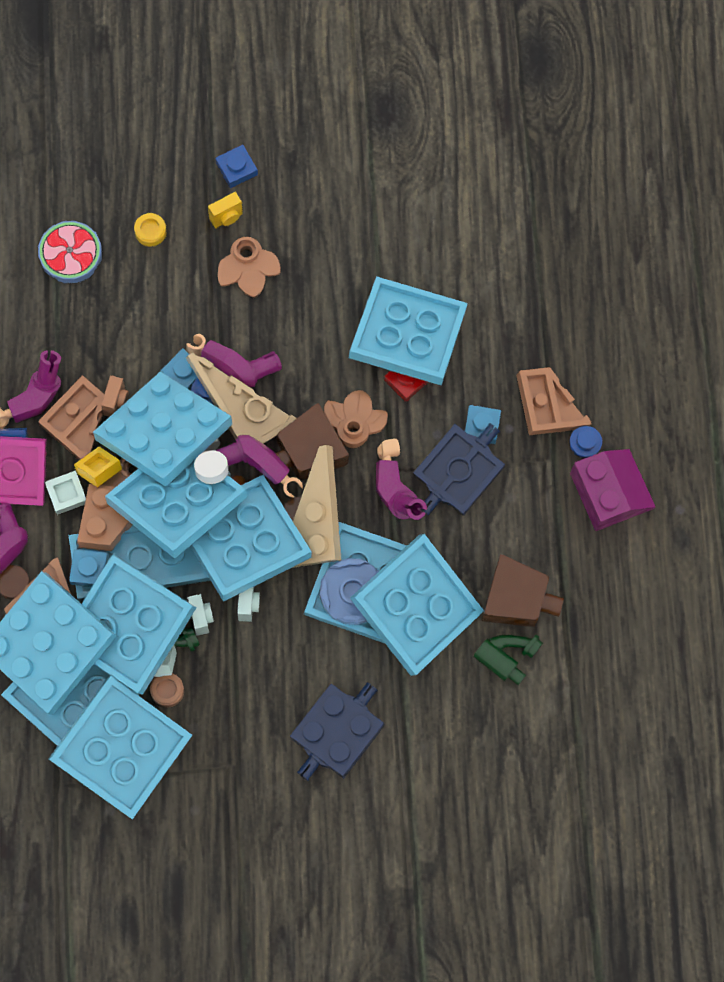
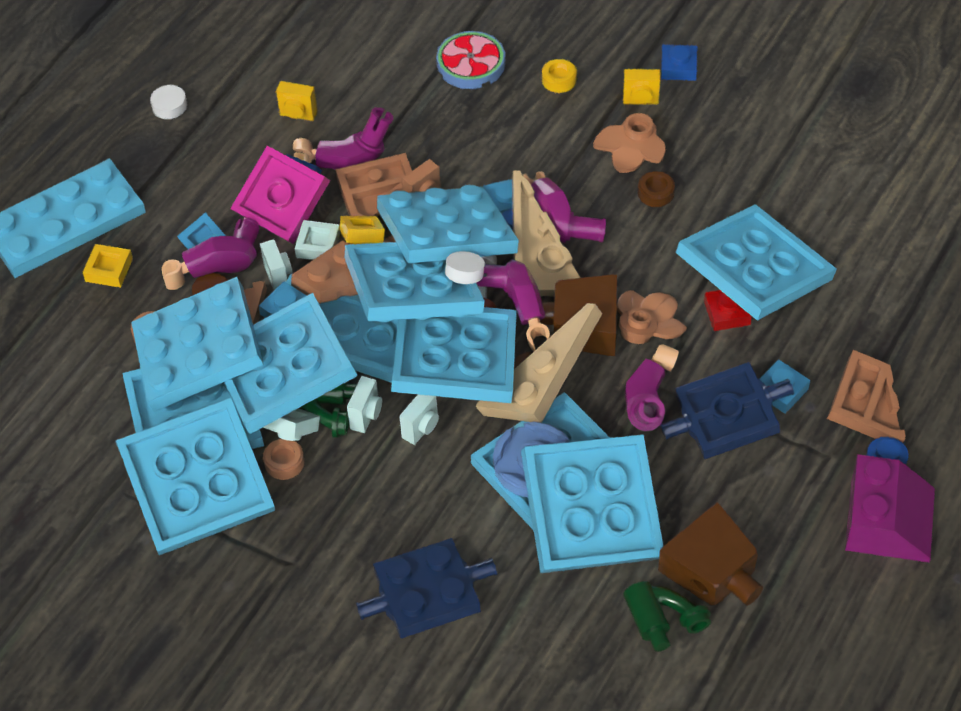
camera: 40 degrees right, 20 degrees down
(51, 534) = (275, 263): none -> light aqua plate
(291, 298) = (656, 189): none -> reddish brown tile

